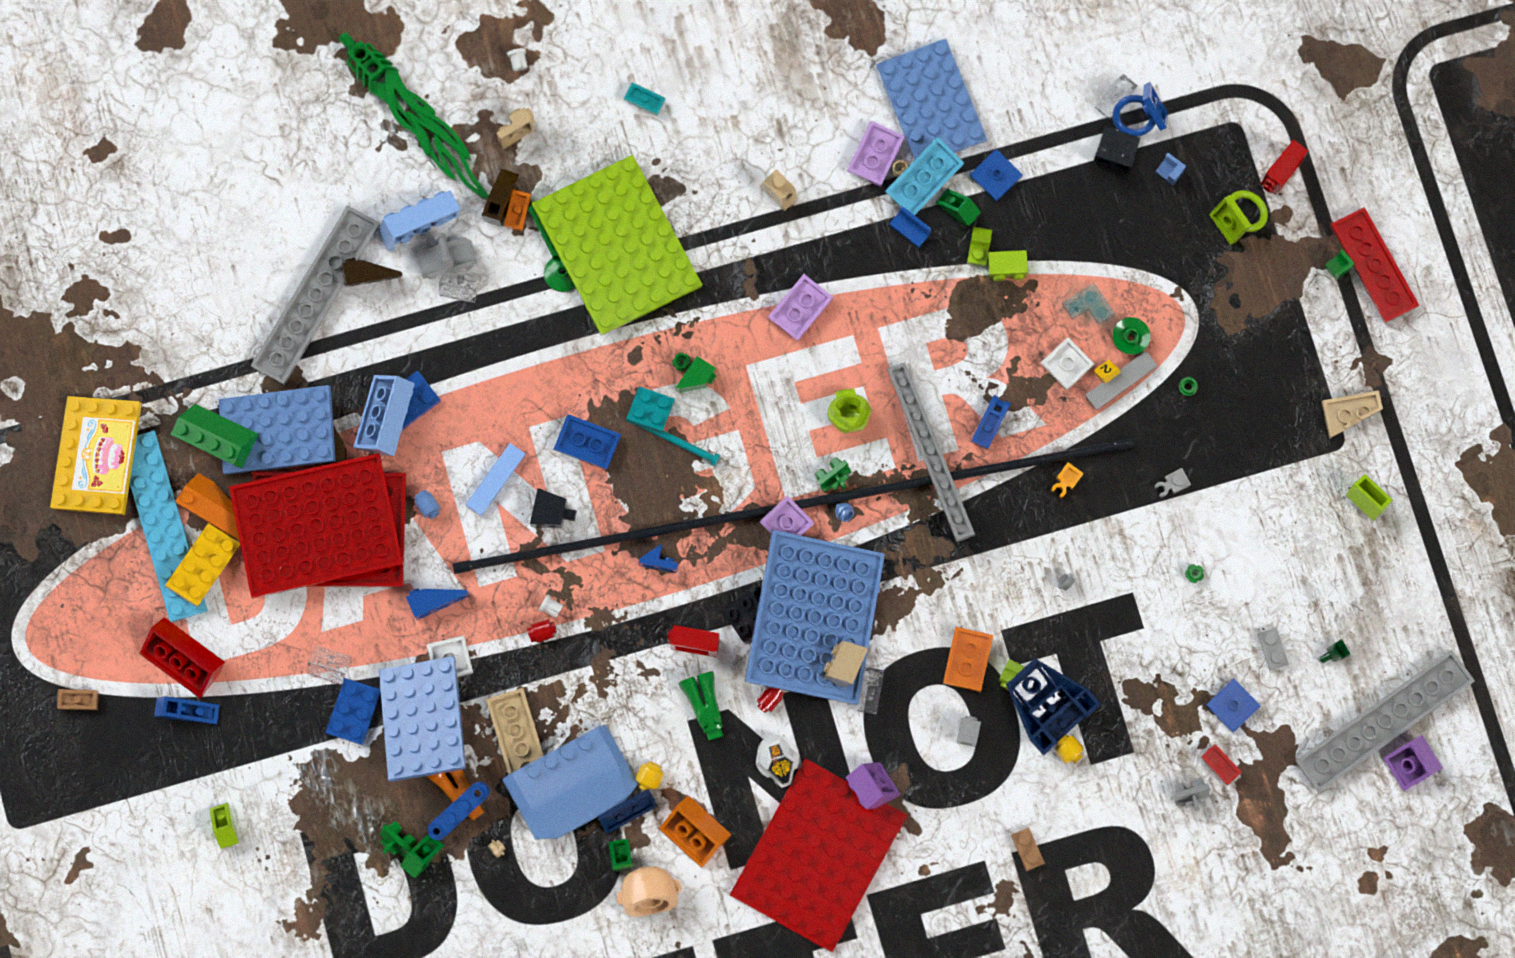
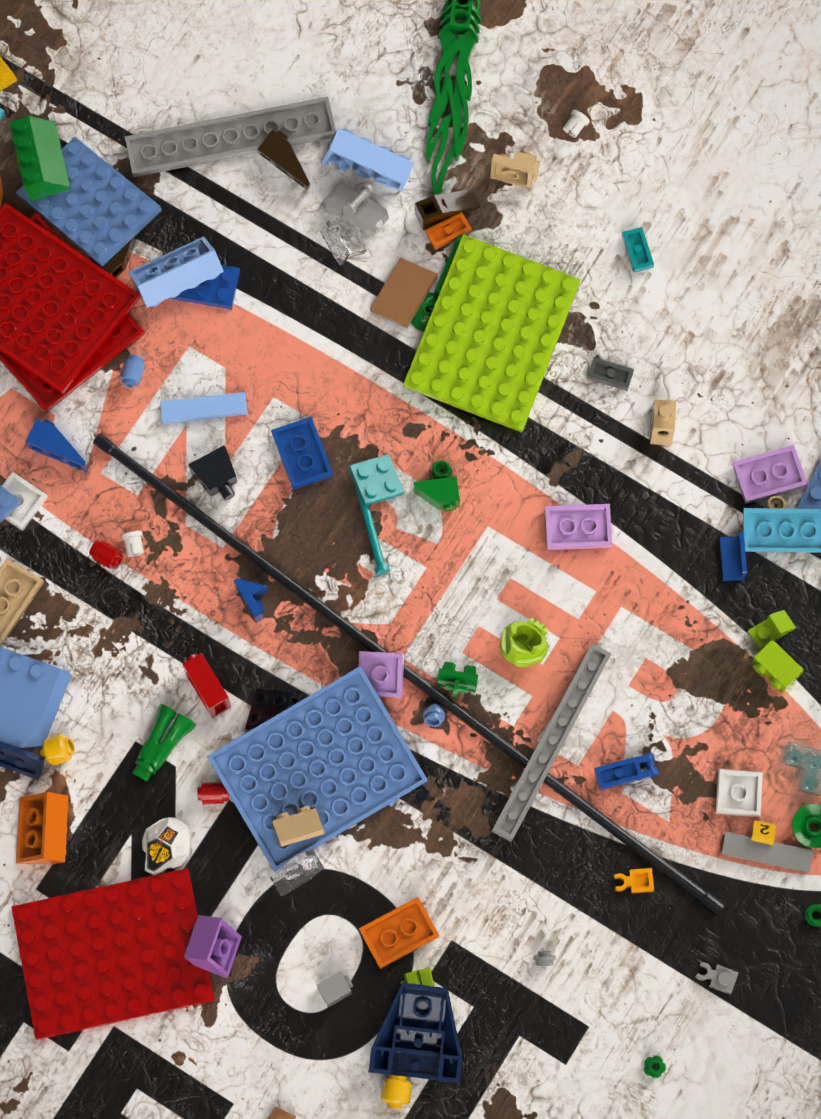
camera: 45 degrees right, 5 degrees down
(534, 277) = (403, 292): none -> medium nougat tile
(714, 193) = (610, 374): none -> dark grey plate
(958, 206) = (789, 582): green slope -> none

